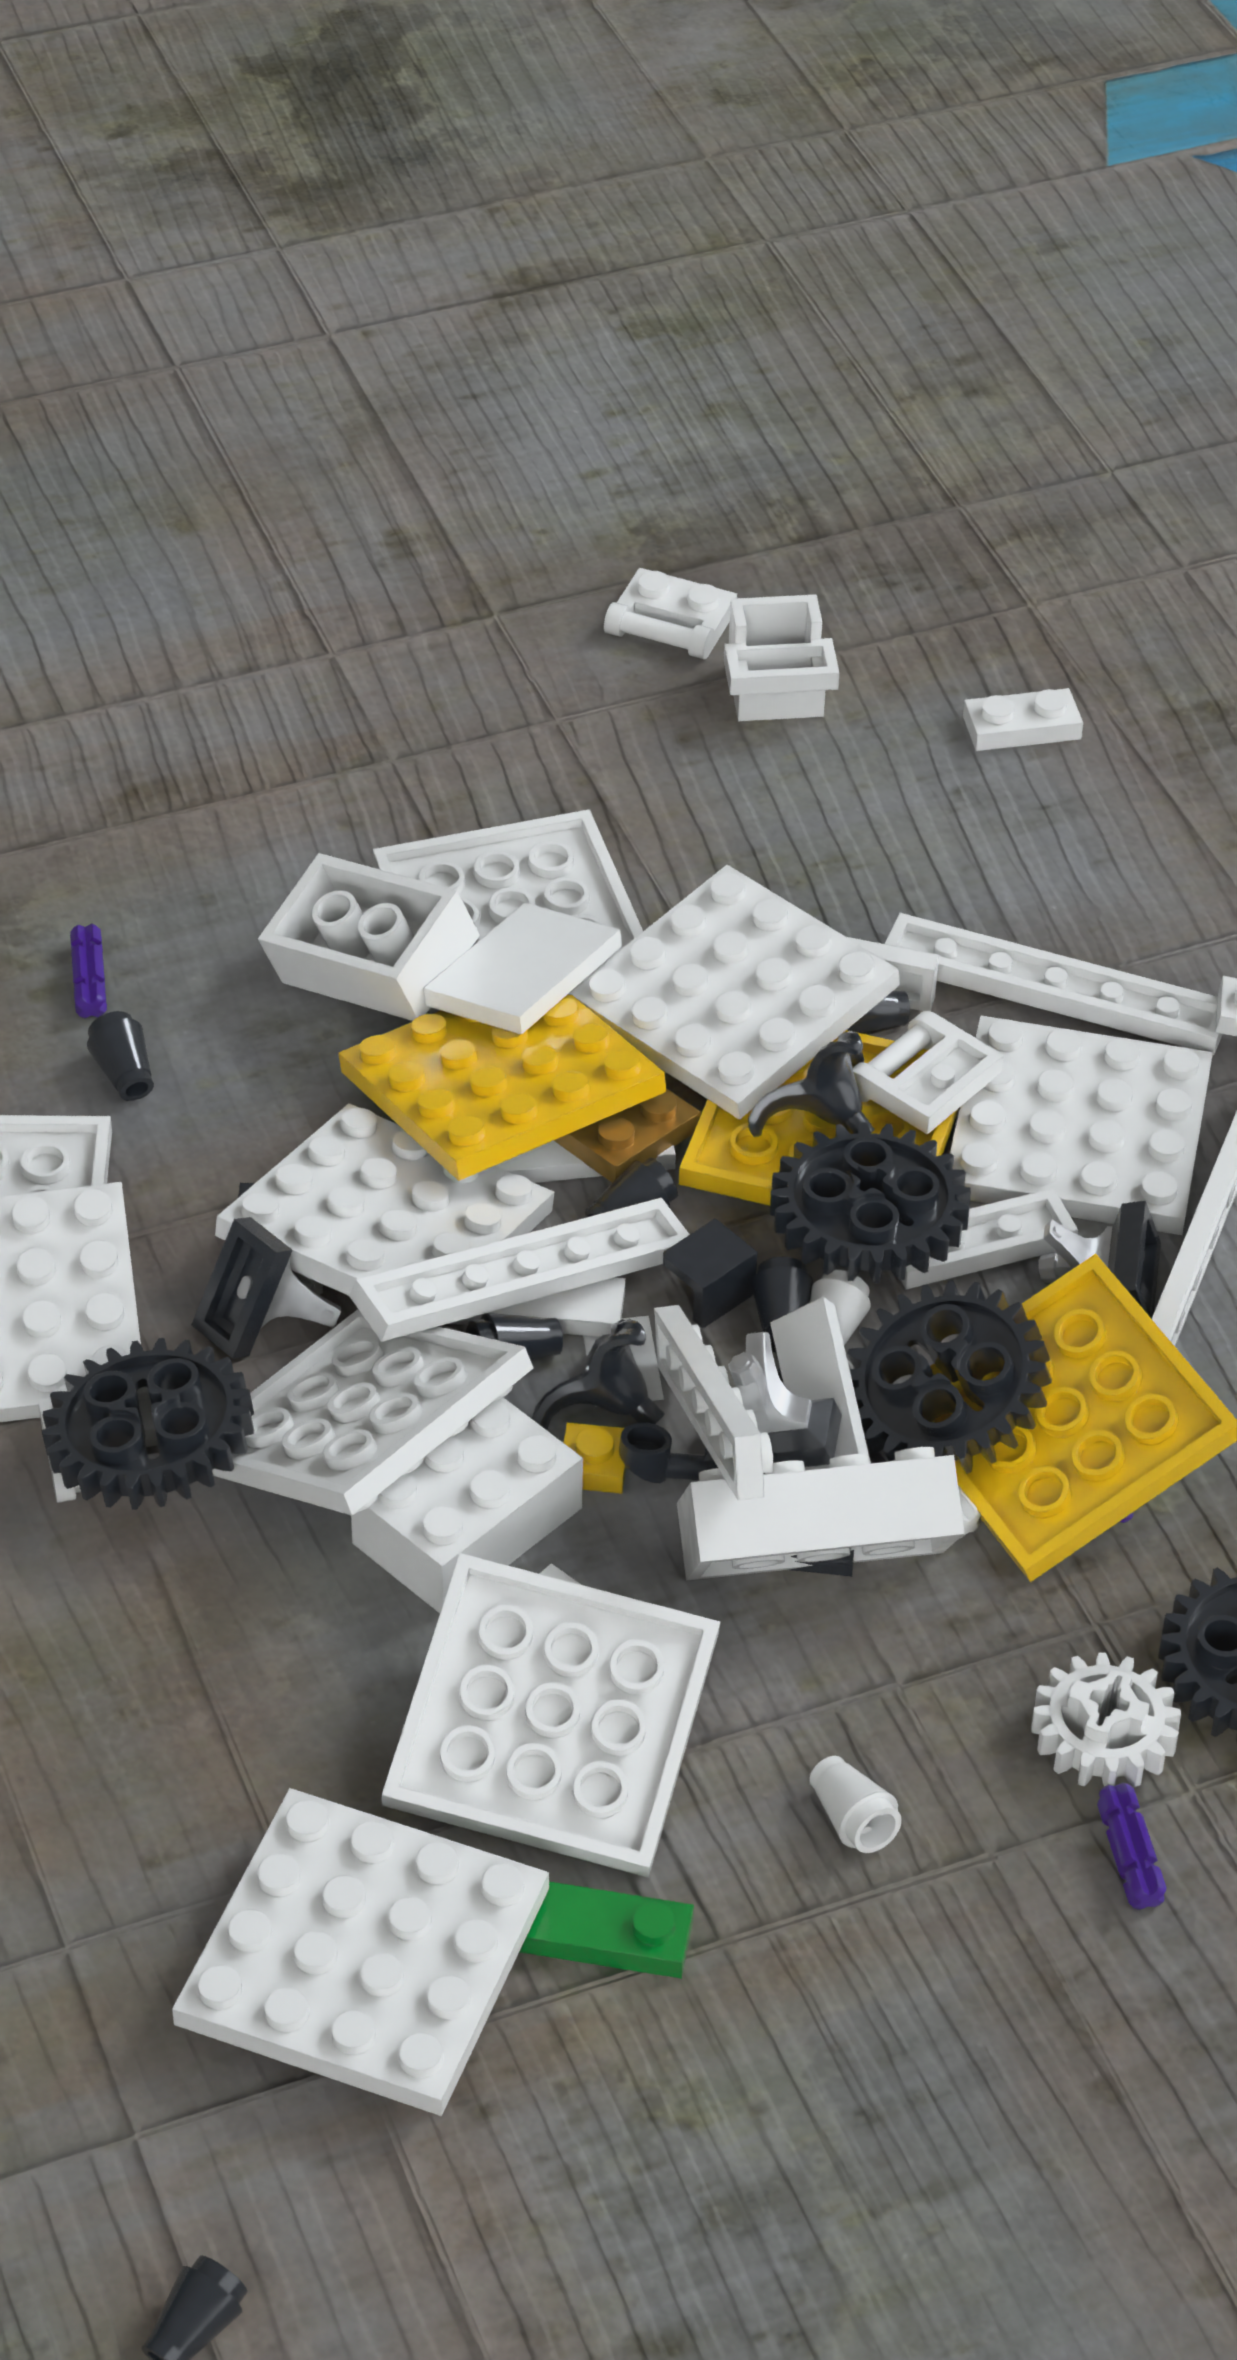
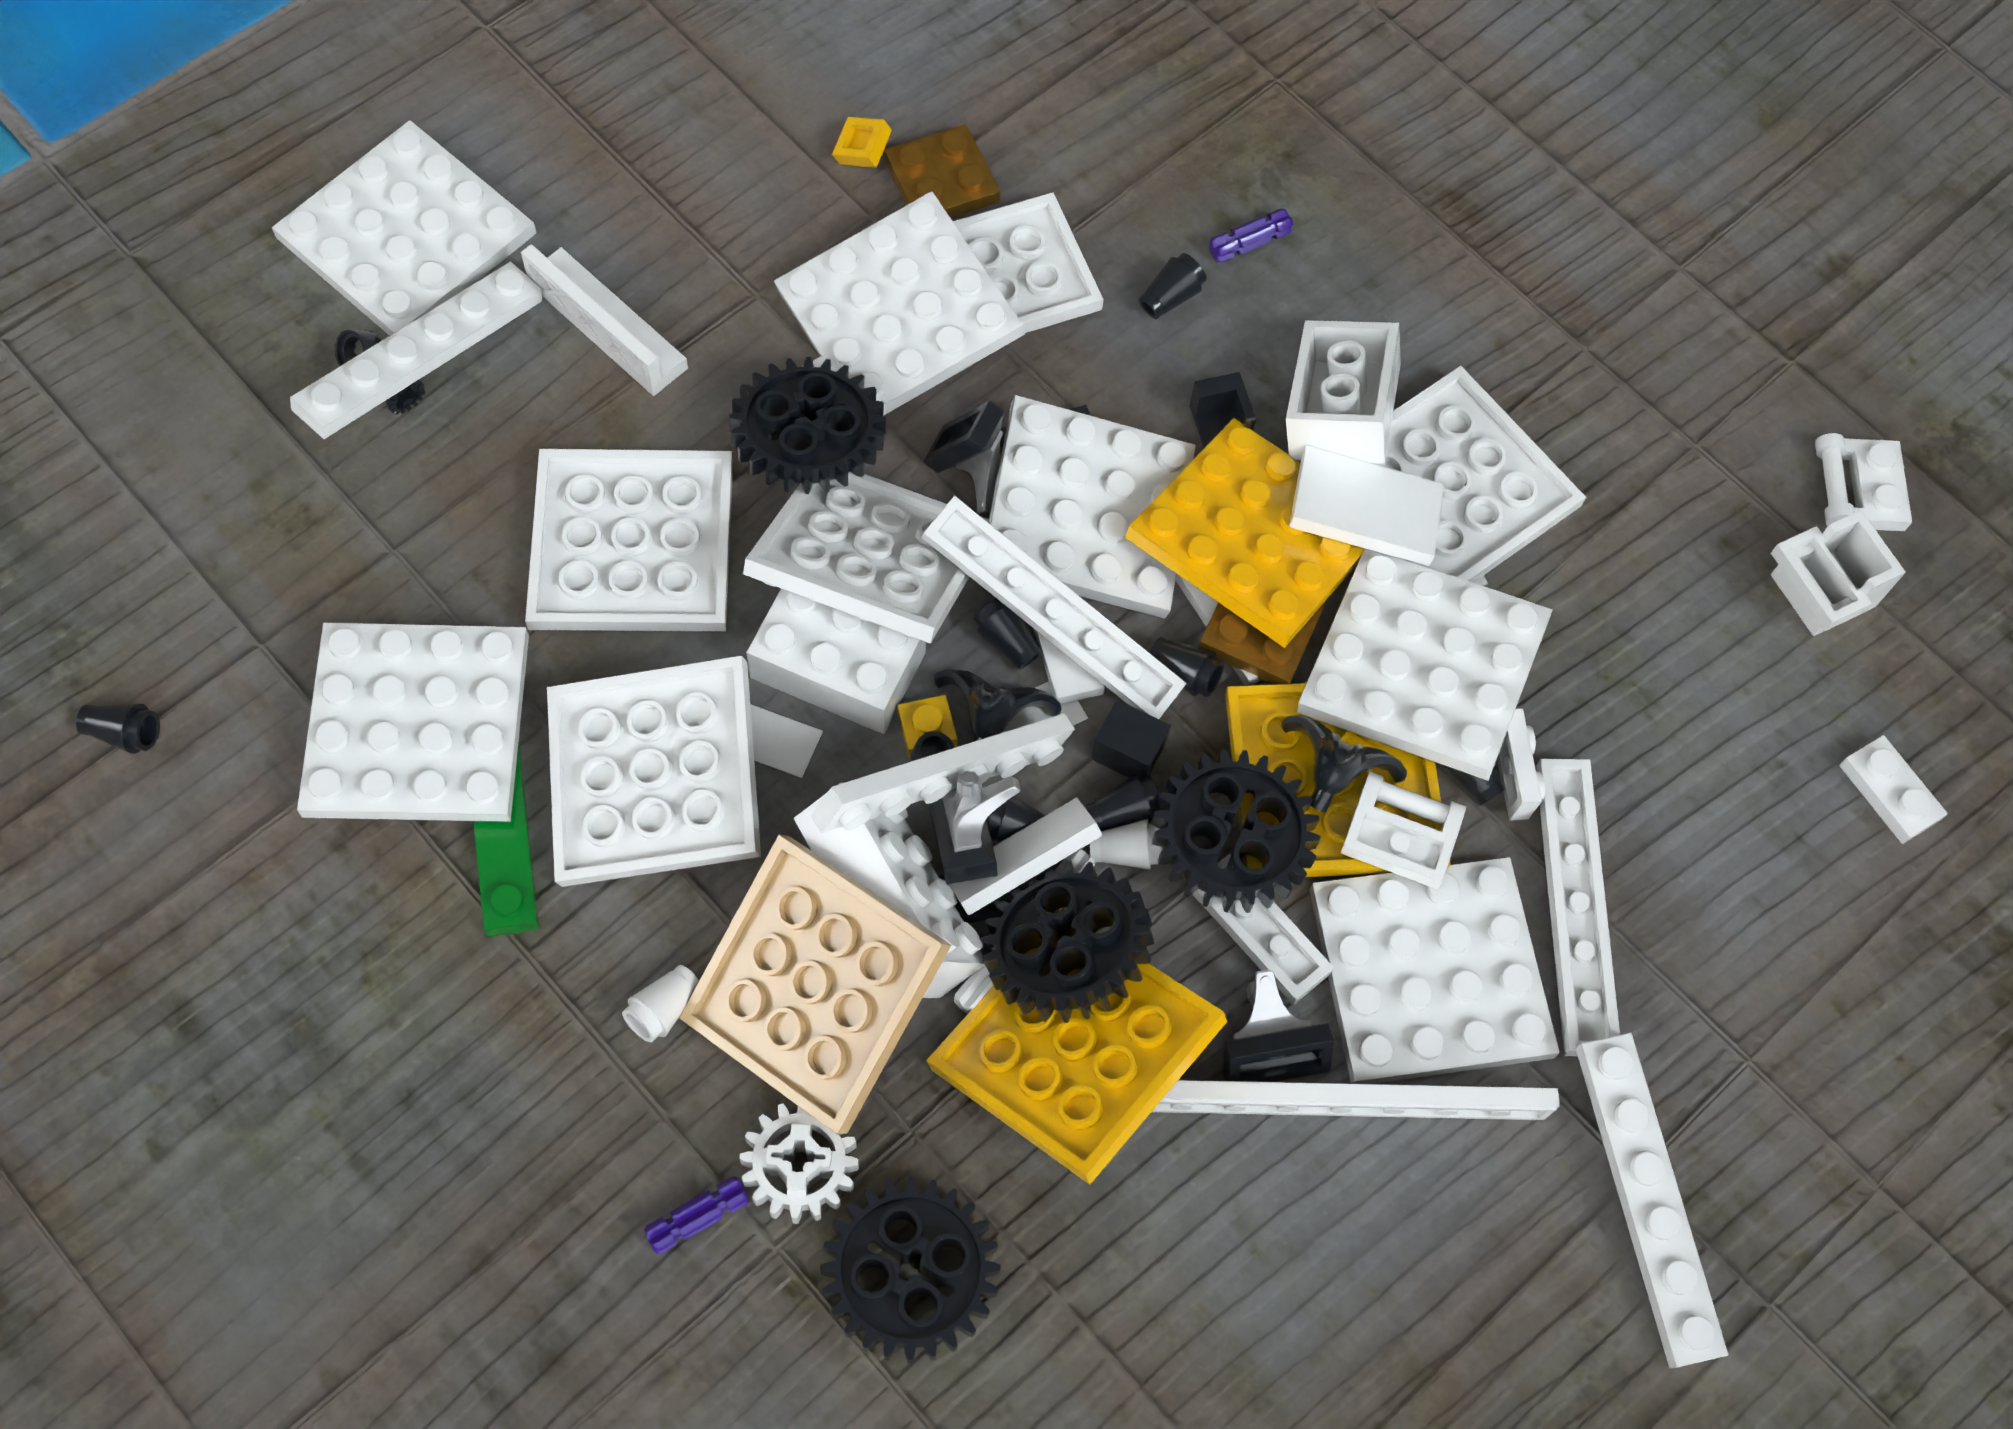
camera: 65 degrees right, 20 degrees up
(195, 1671) = (630, 540): none -> white plate
(312, 1064) = (1217, 402): none -> black panel
(912, 1608) = (814, 983): none -> tan plate

